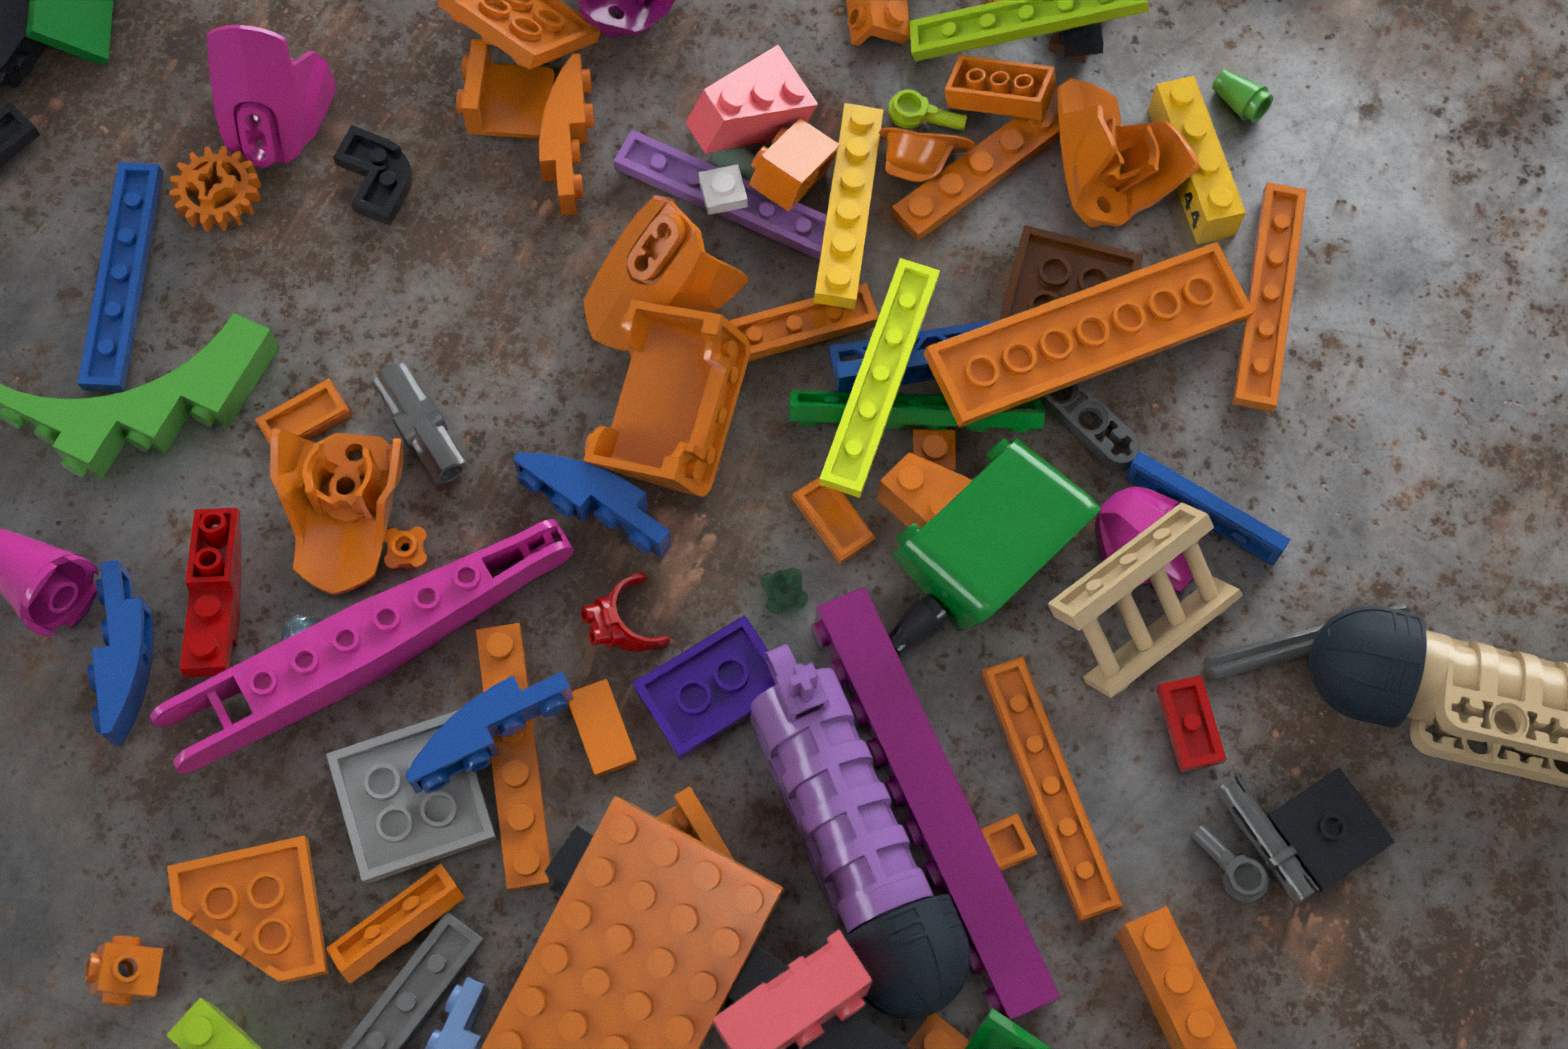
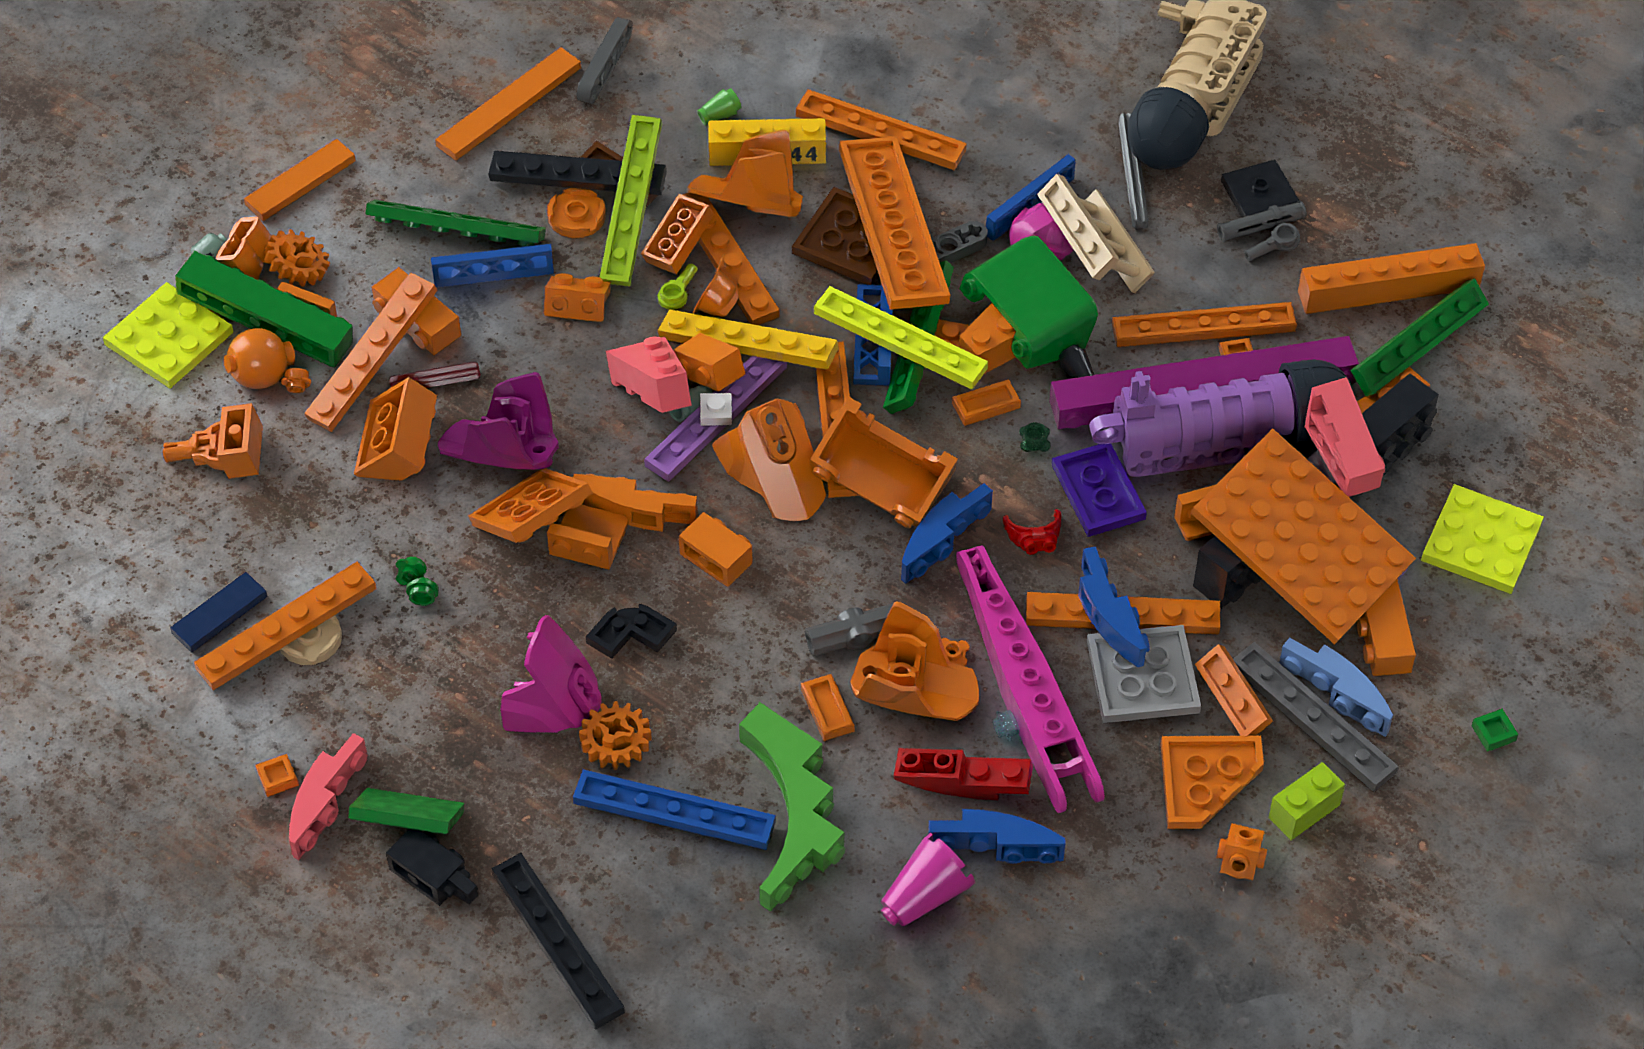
camera: 75 degrees left, 15 degrees down
(512, 239) = (716, 549): none -> orange brick
(601, 729) = (1122, 557): orange tile -> none
(1191, 724) = (1177, 240): red plate -> none

